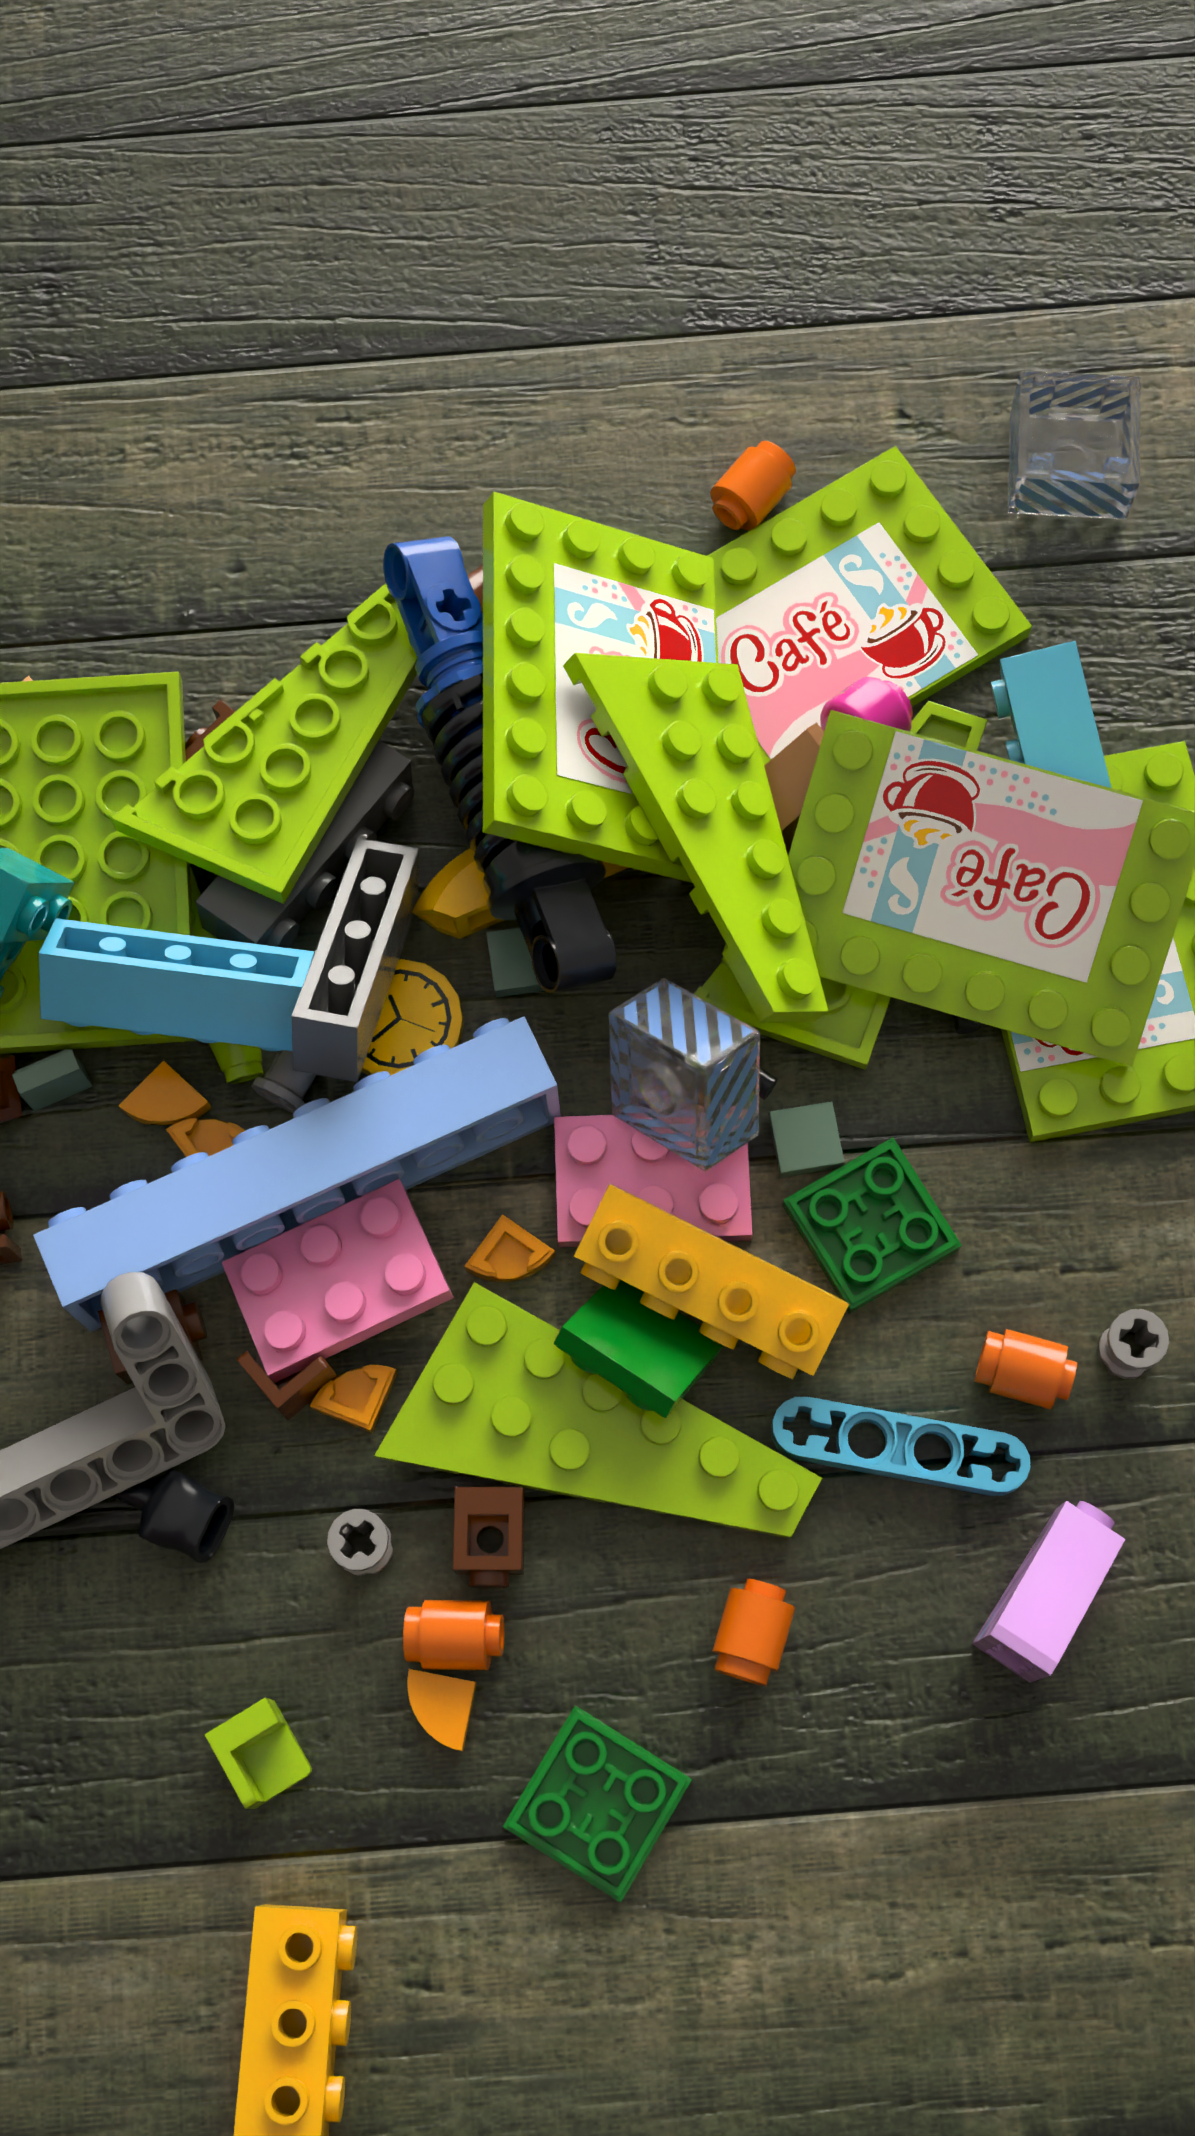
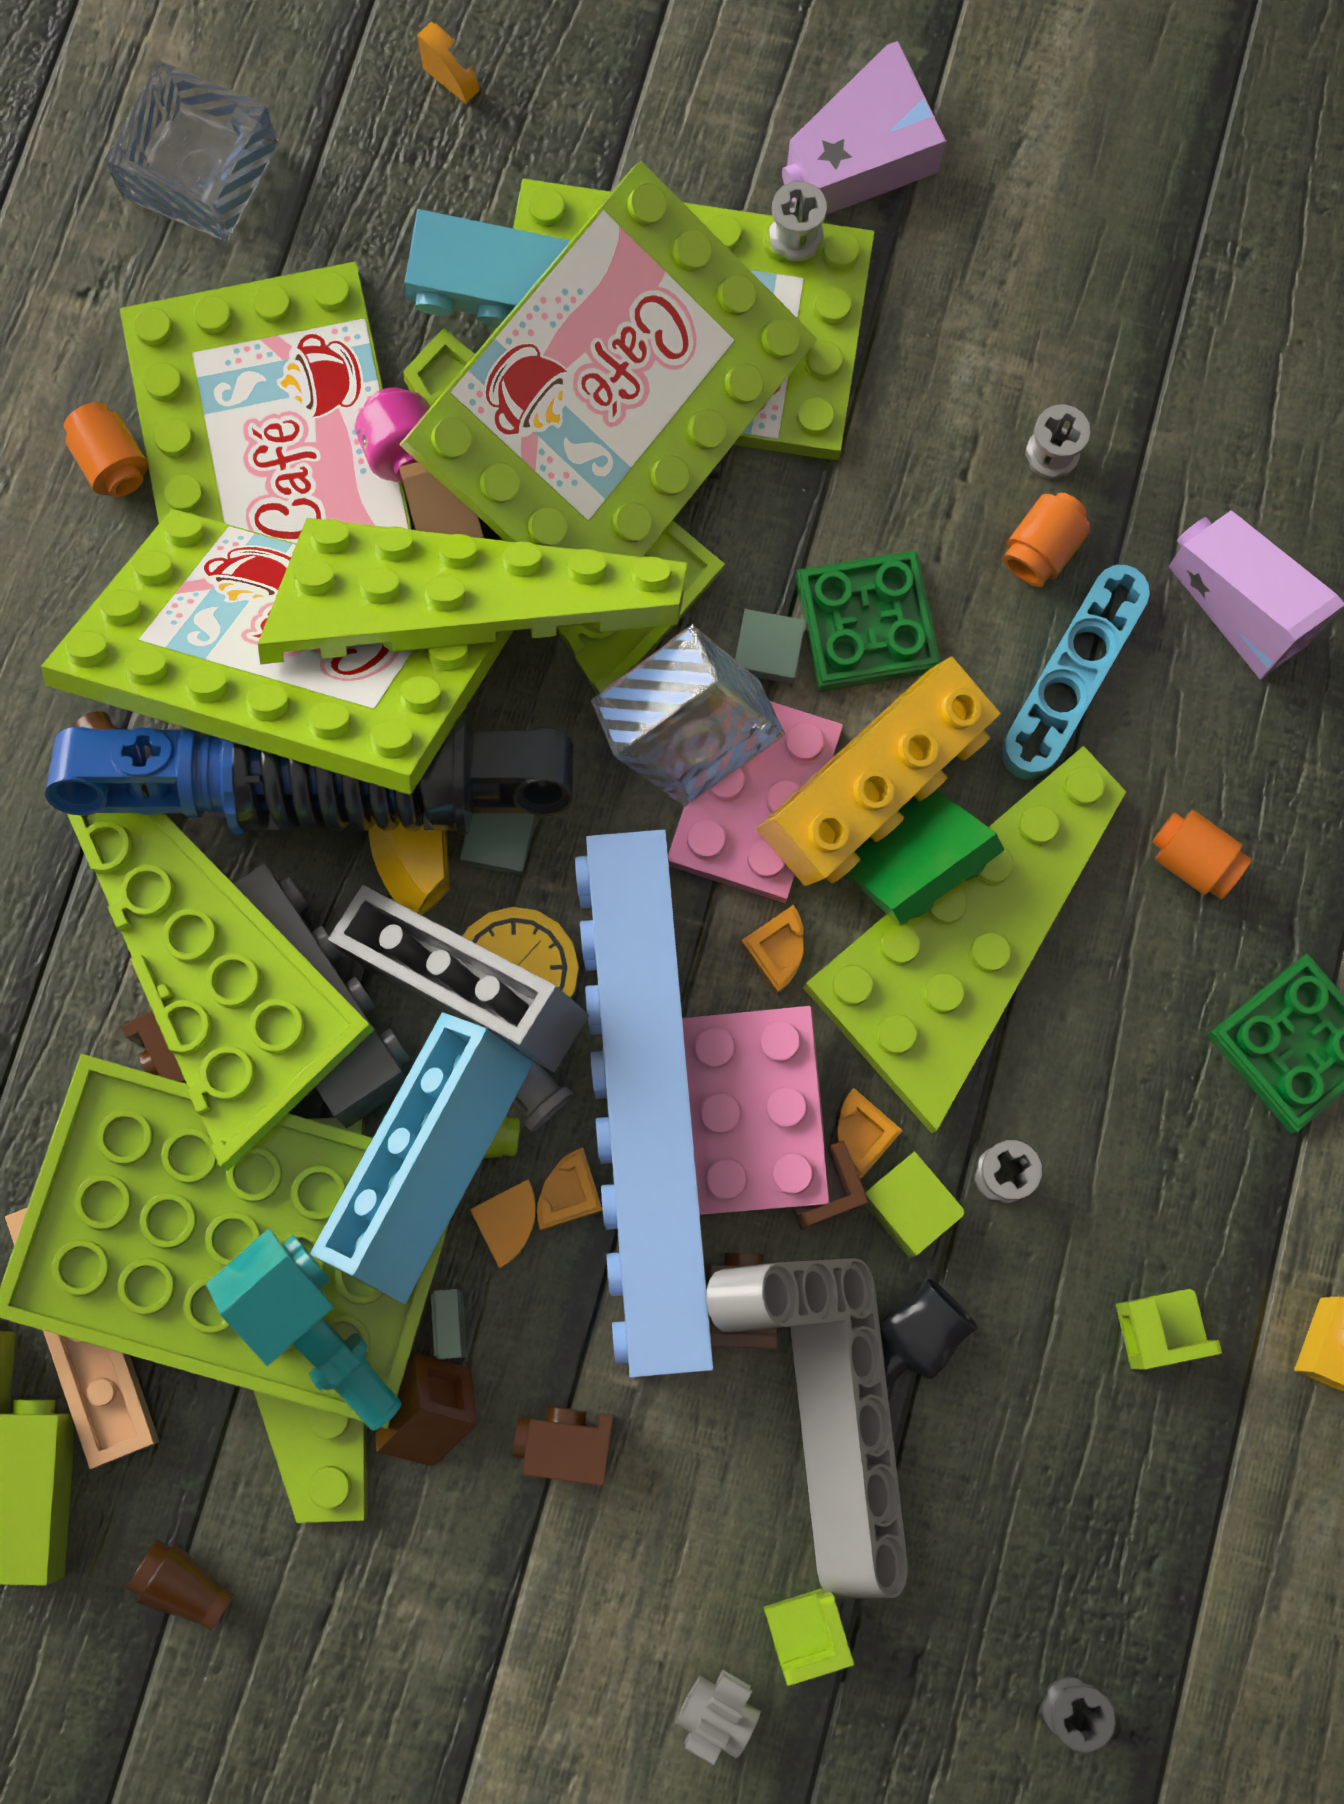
camera: 75 degrees left, 5 degrees up
(296, 1457) = (913, 1205): none -> lime panel
(442, 1706) = (1173, 1150): light orange tile -> none
(453, 1634) = (1117, 1116): orange brick -> none
(485, 1509) = (1063, 1042): reddish brown brick -> none

